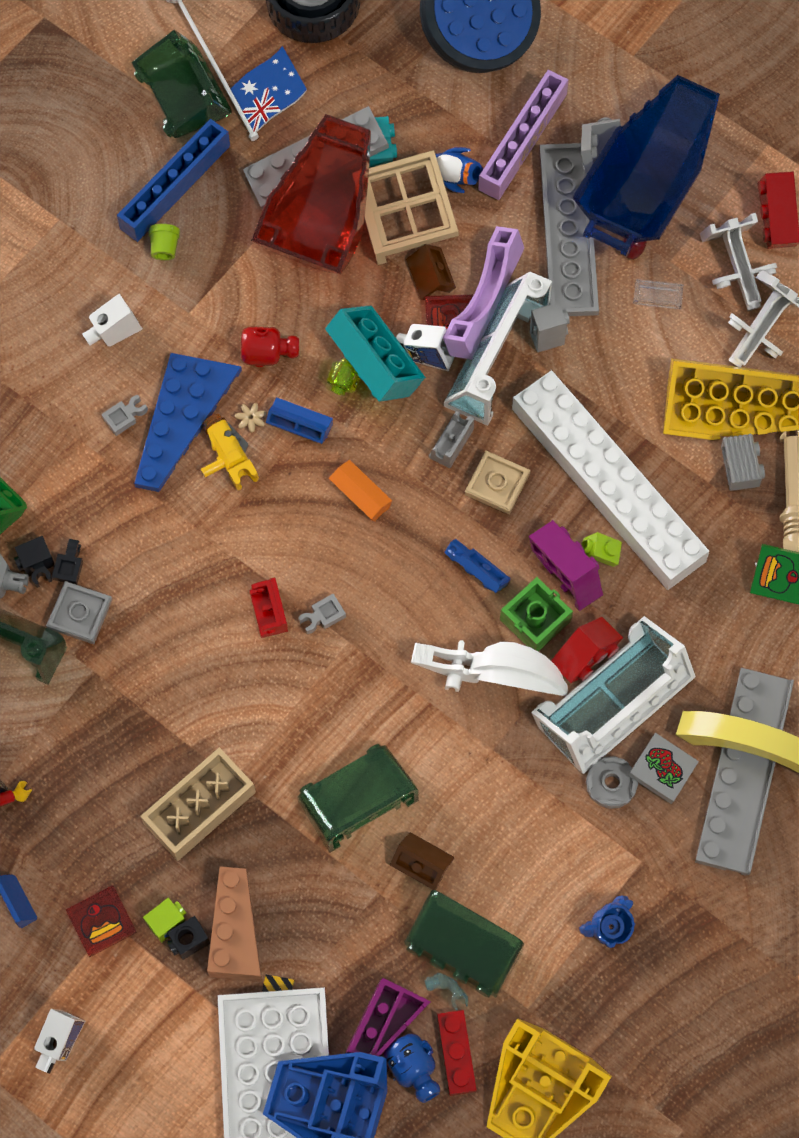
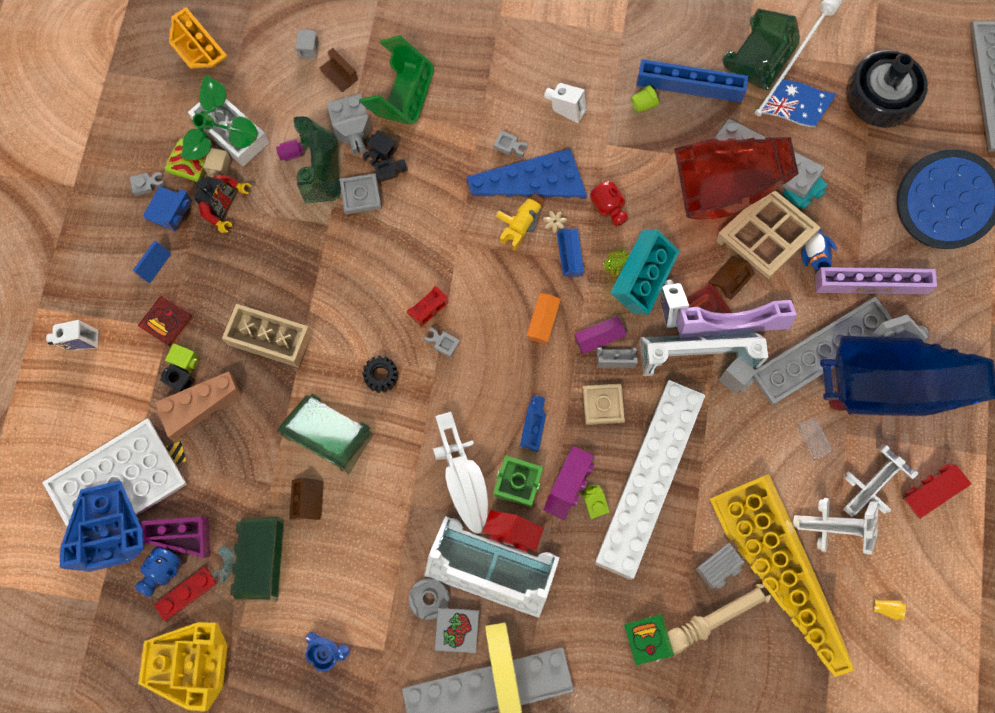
camera: 60 degrees right, 5 degrees up
(320, 687) = (380, 363): none -> black tyre
(416, 442) = (600, 335): none -> magenta piece

